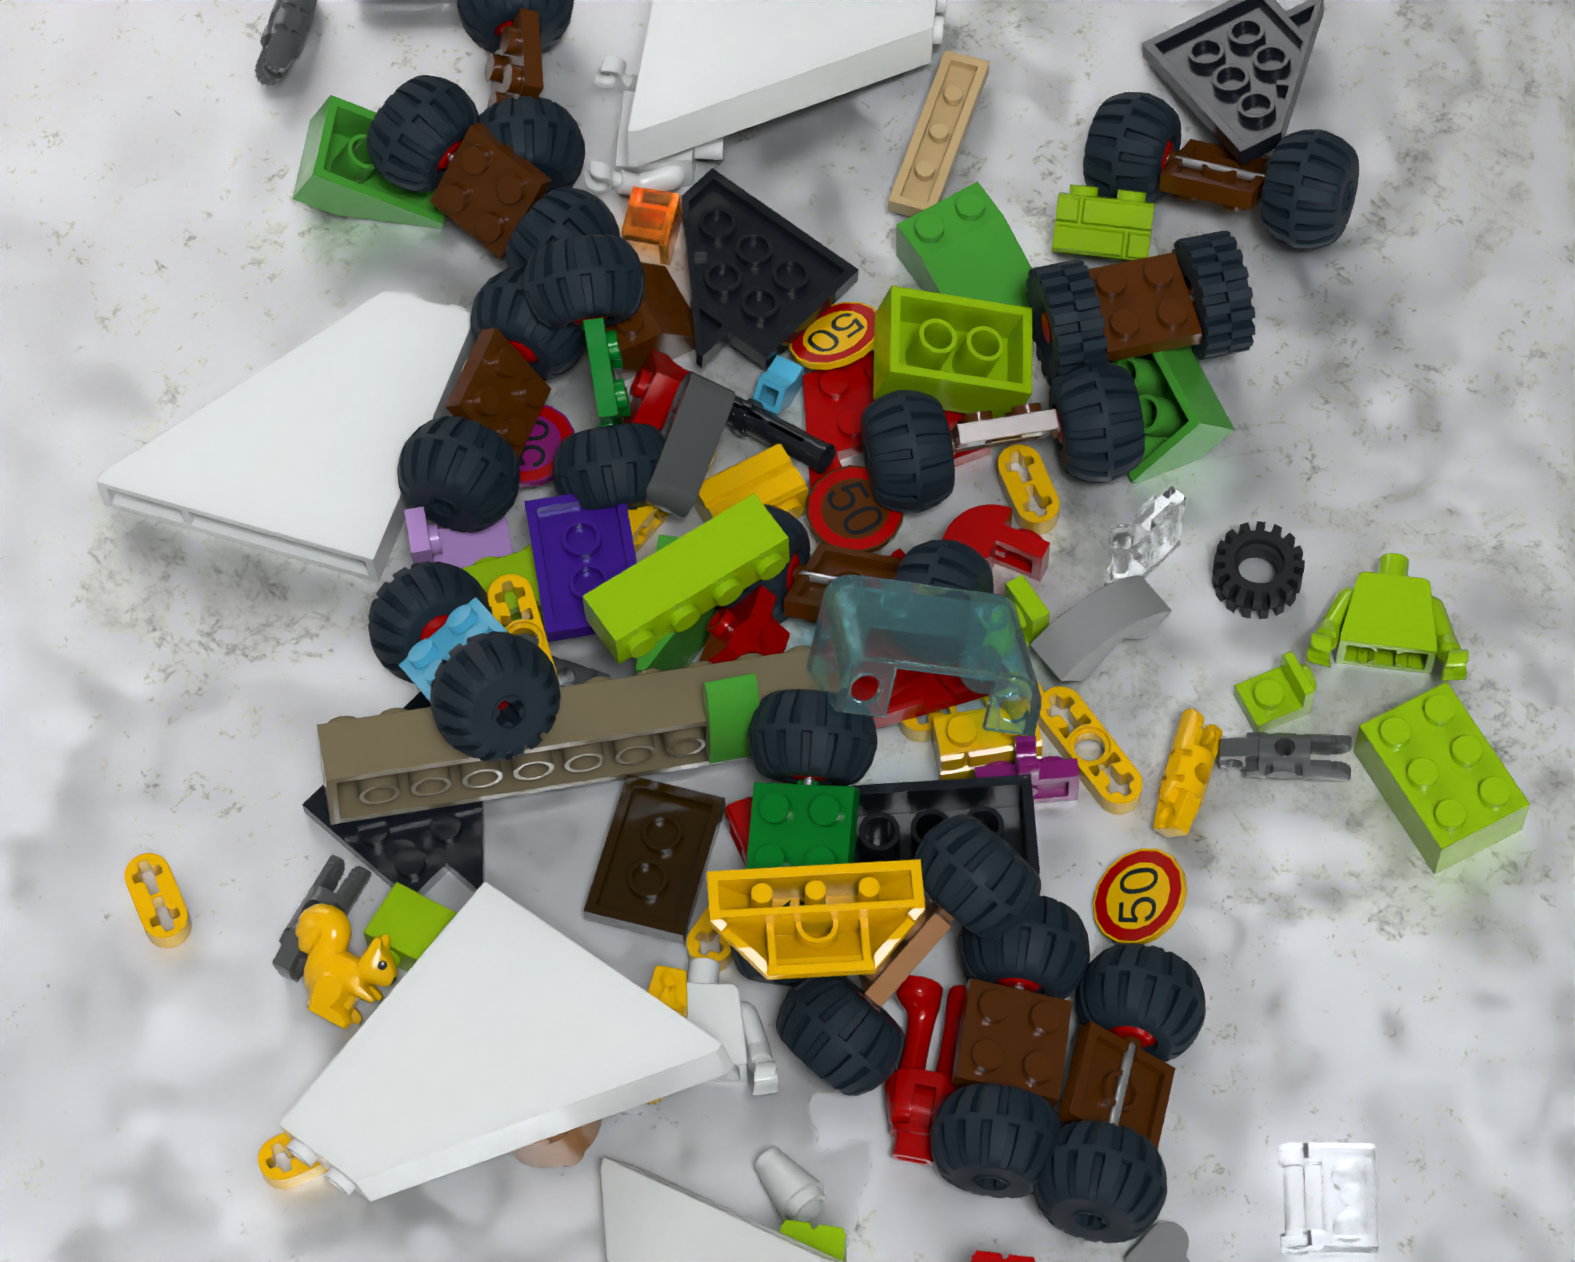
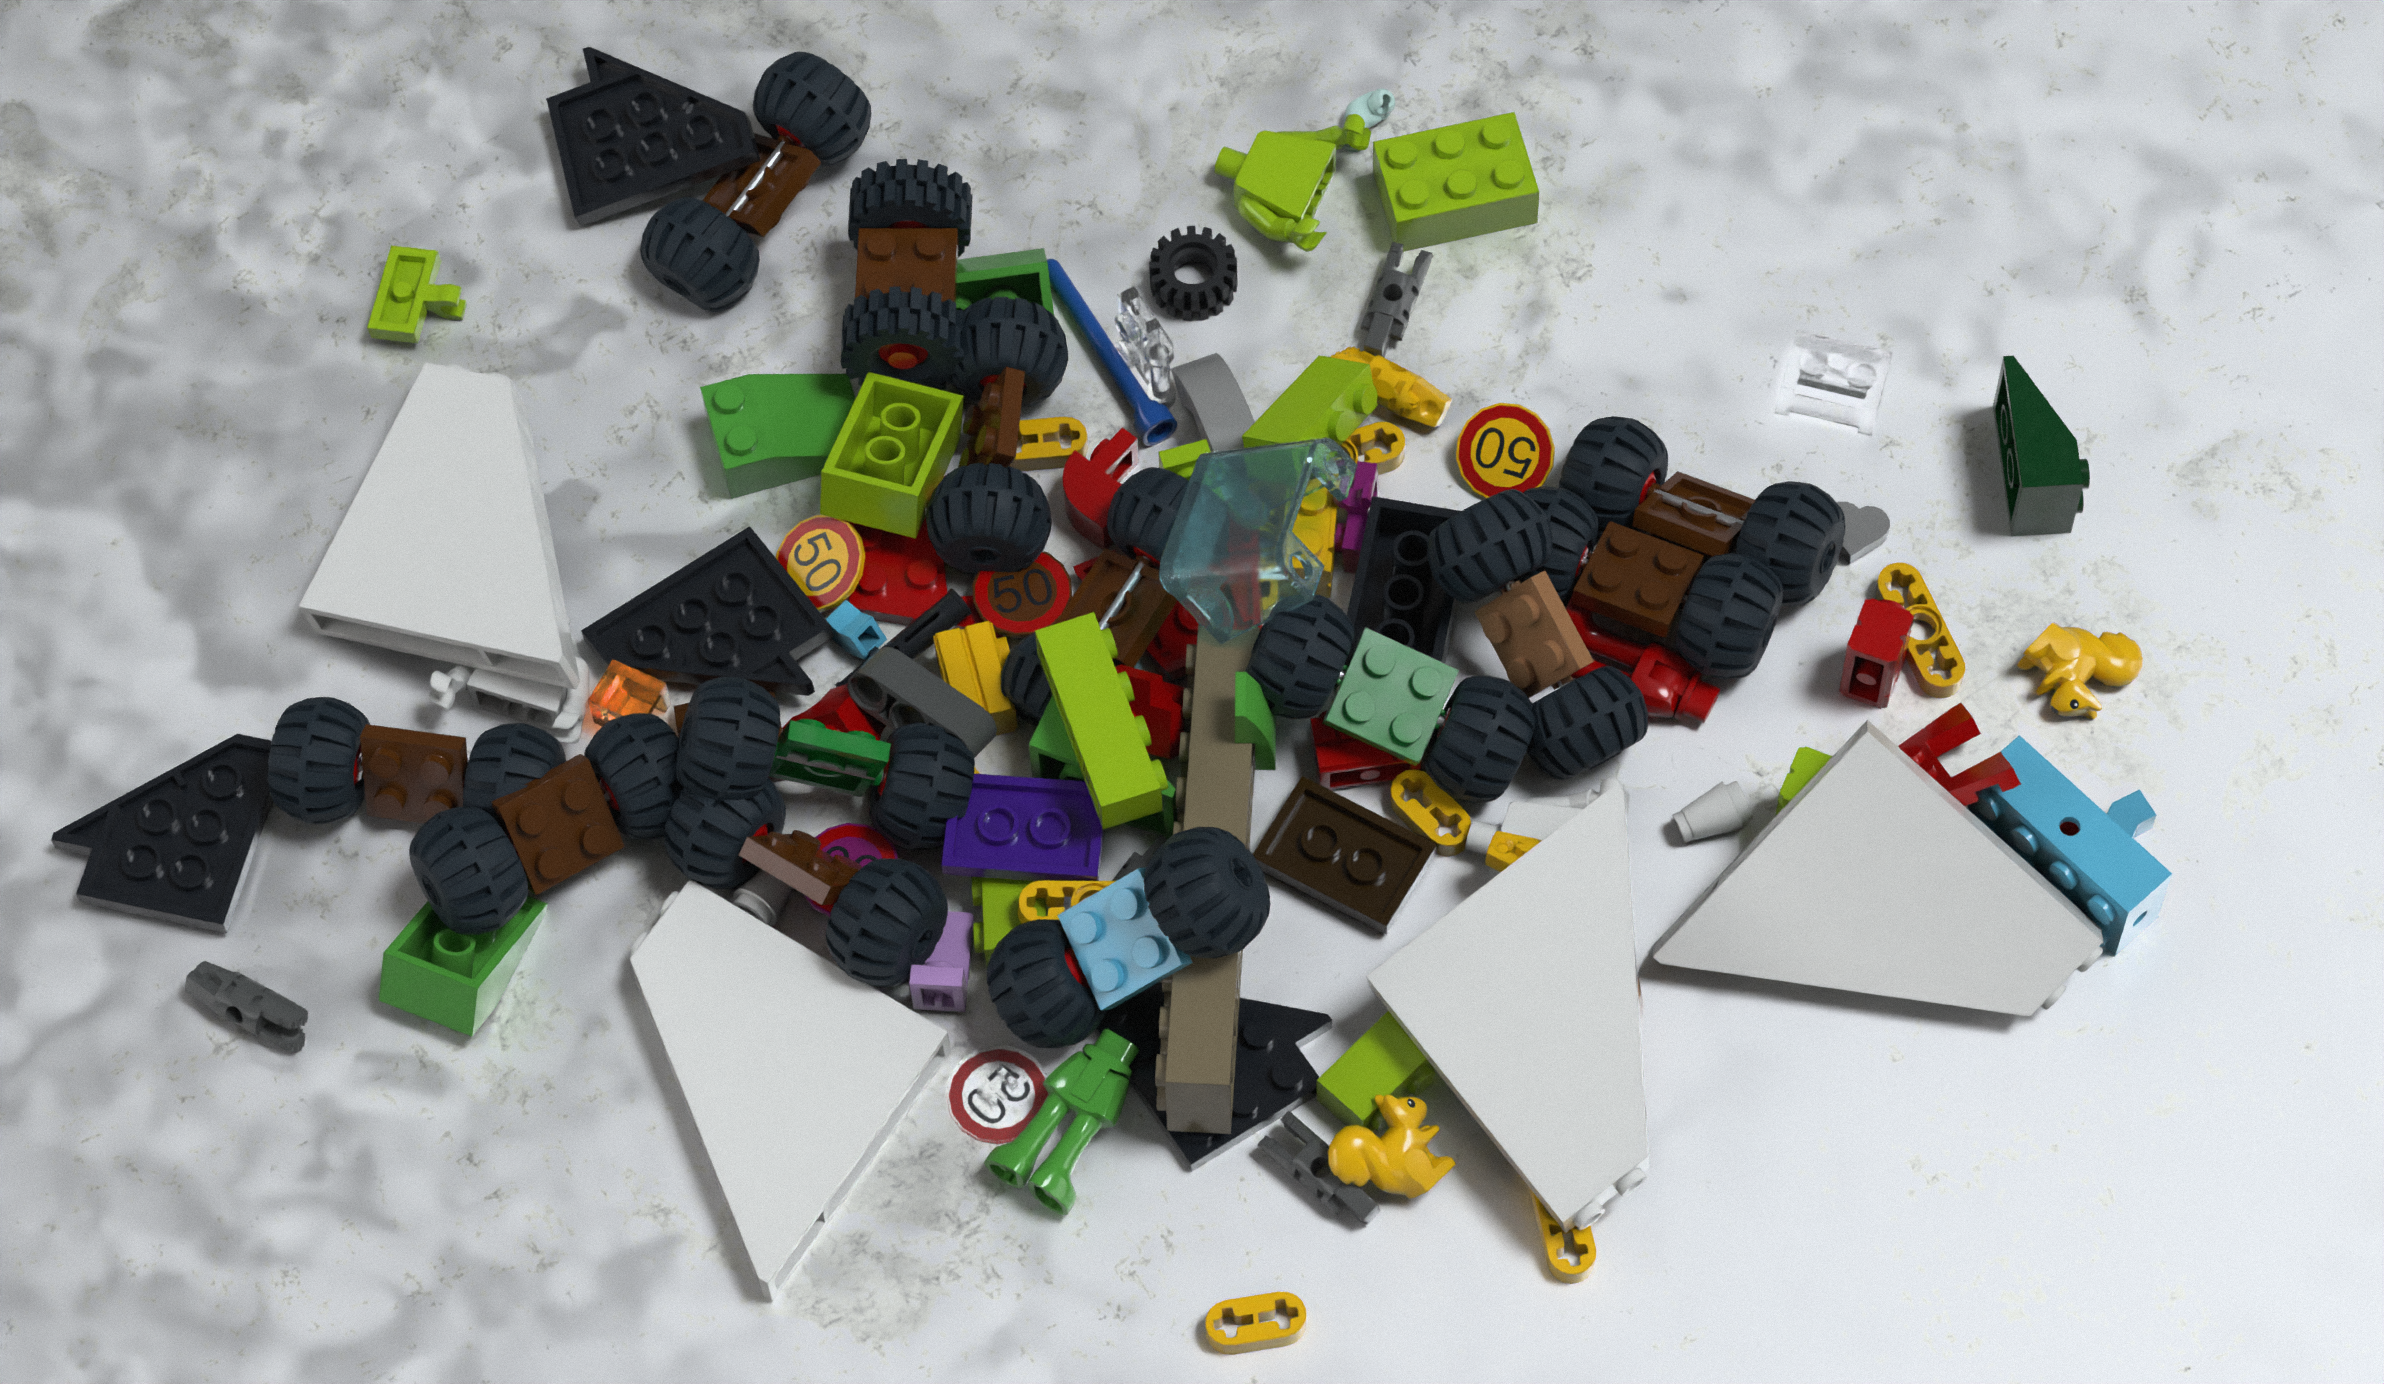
camera: 75 degrees left, 0 degrees up
(335, 631) = (996, 1093): none -> clear piece
(345, 685) = (1092, 1090): none -> bright green piece
(845, 927) = (1509, 655): yellow wedge -> none
(939, 133) = (614, 421): tan plate -> none
(1081, 575) = (1151, 420): none -> blue piece
(1103, 224) = (778, 299): lime brick -> none
(1109, 703) = (1322, 402): none -> lime brick
(1277, 694) = (1326, 292): lime bracket -> none
(1499, 679) = (1372, 107): none -> light aqua arm

